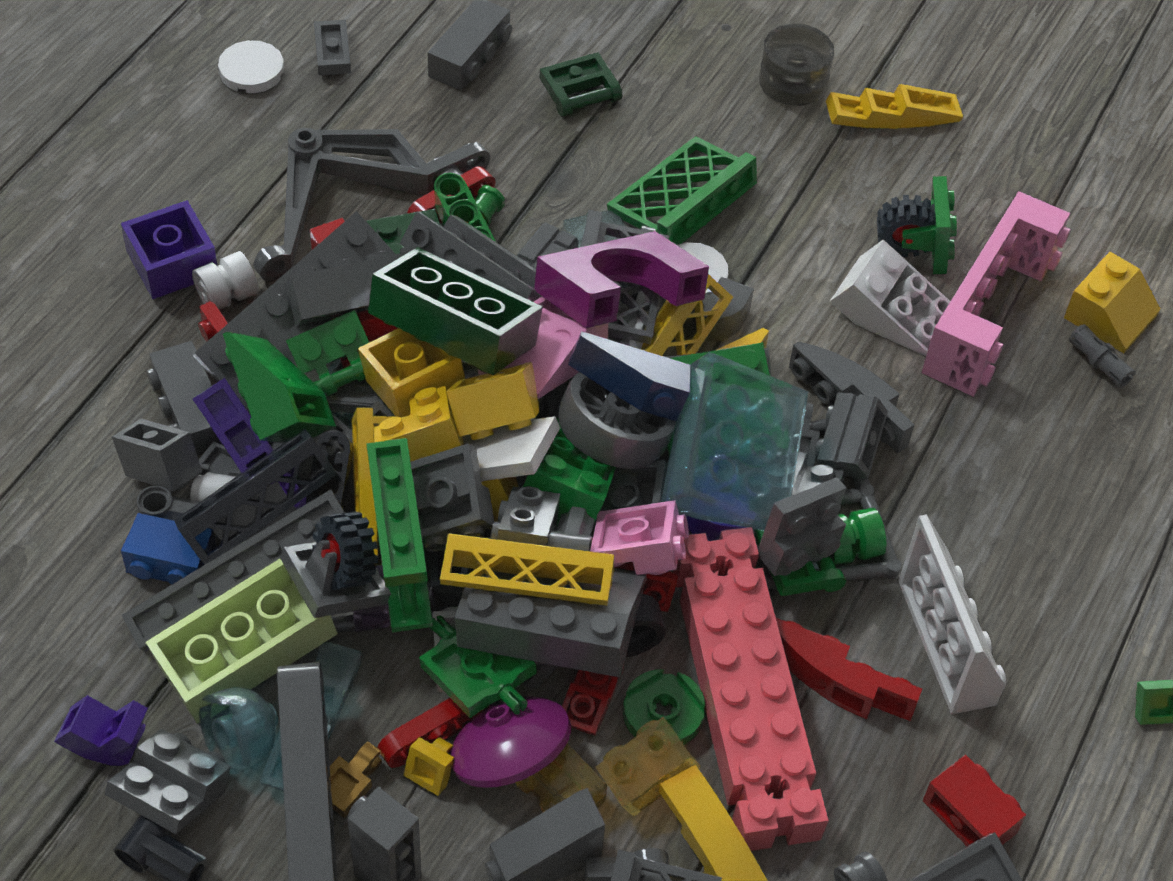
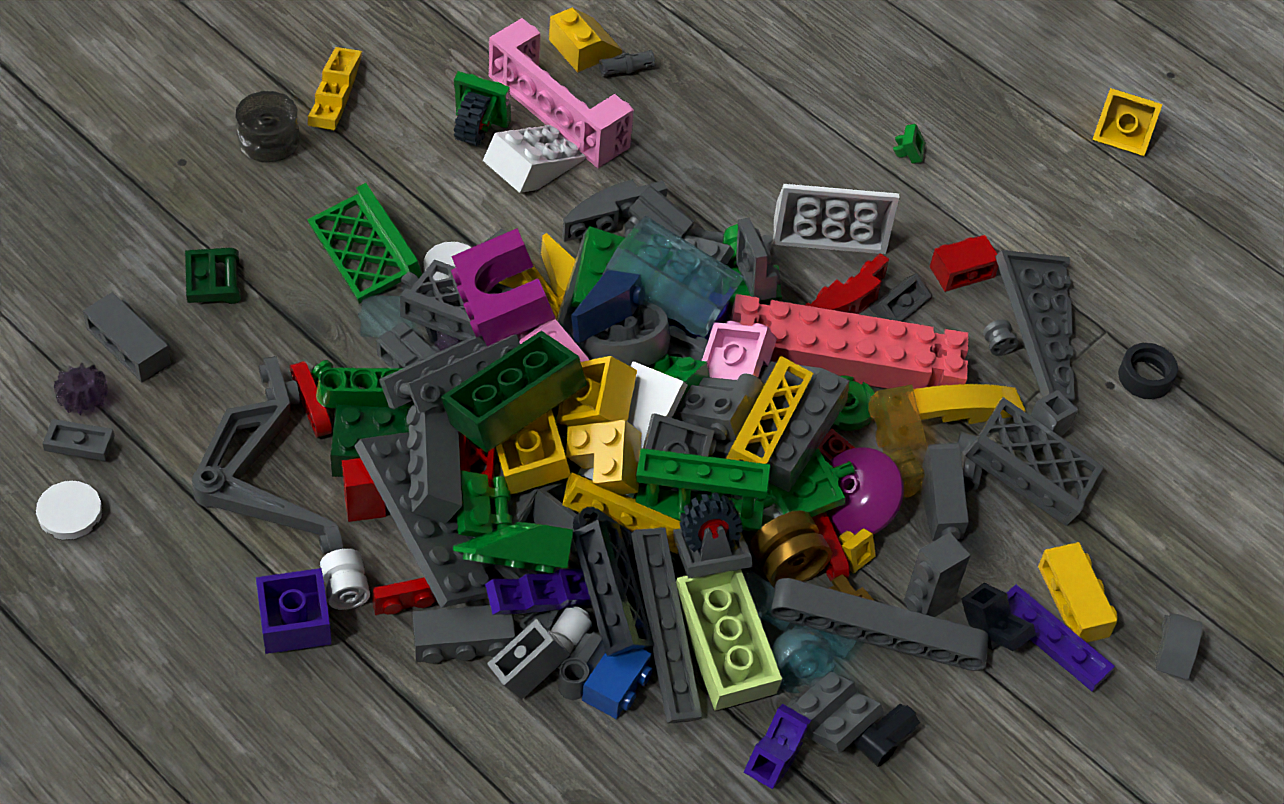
camera: 75 degrees left, 0 degrees up
(389, 678) = (791, 548): none -> pearl gold wheel
(392, 30) = (81, 388): none -> clear purple gear
(873, 747) = (902, 299): none -> dark grey slope

